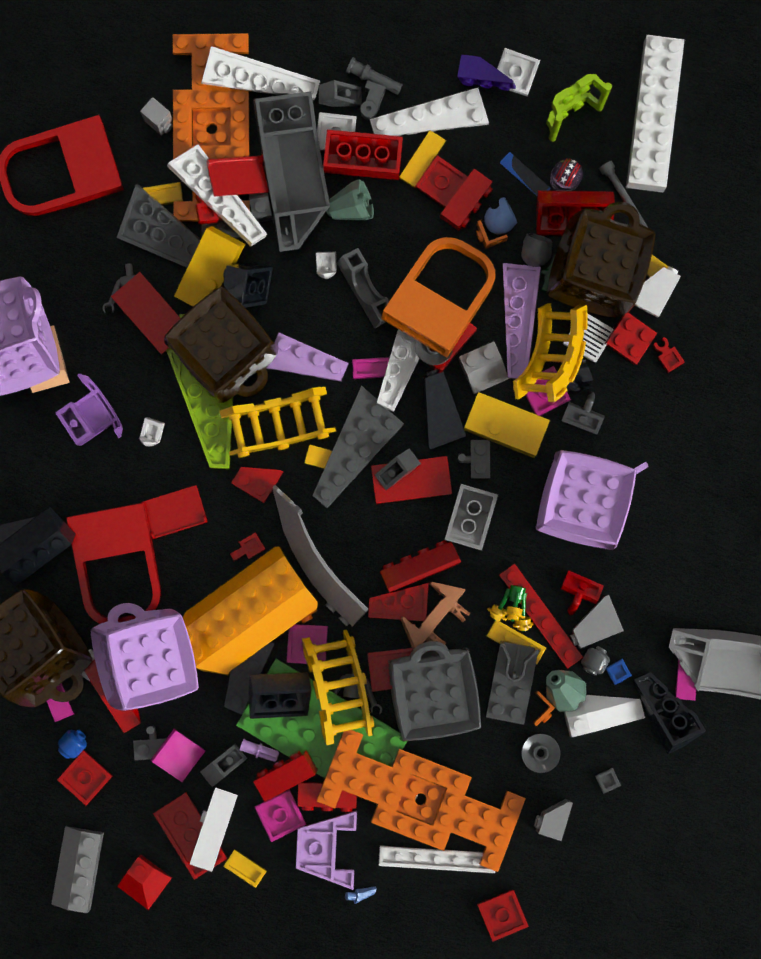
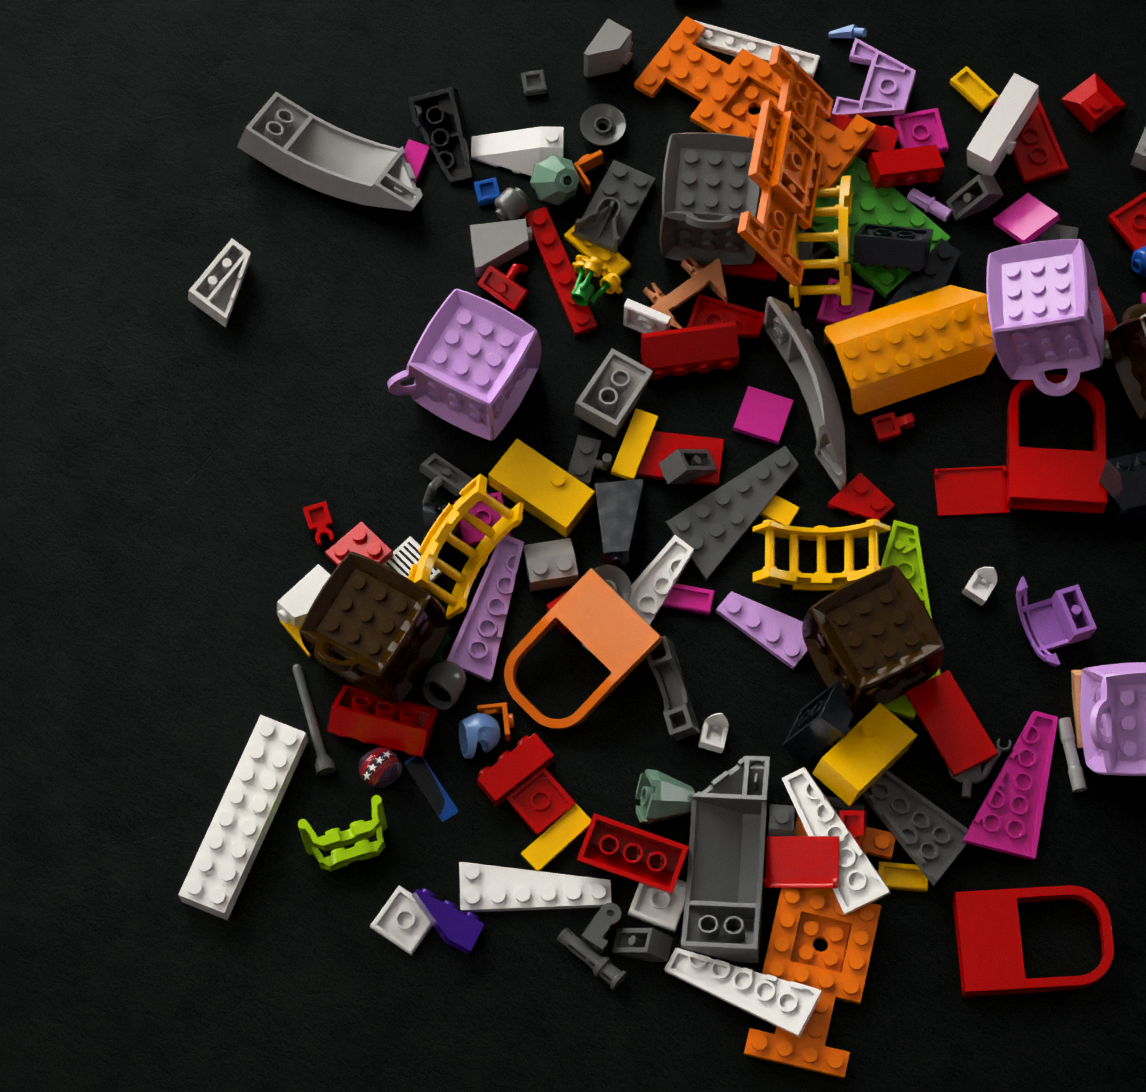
camera: 165 degrees left, 15 degrees down
(61, 328) = (1074, 768): none -> light grey piece
(90, 265) = (1015, 804): none -> dark pink wing
(157, 116) = (888, 968): light grey brick -> none
(350, 533) = (763, 415): none -> dark pink tile
(375, 705) = (793, 182): none -> orange piece
(443, 478) = (634, 444): none -> yellow tile
(461, 583) = (644, 318): none -> white tile

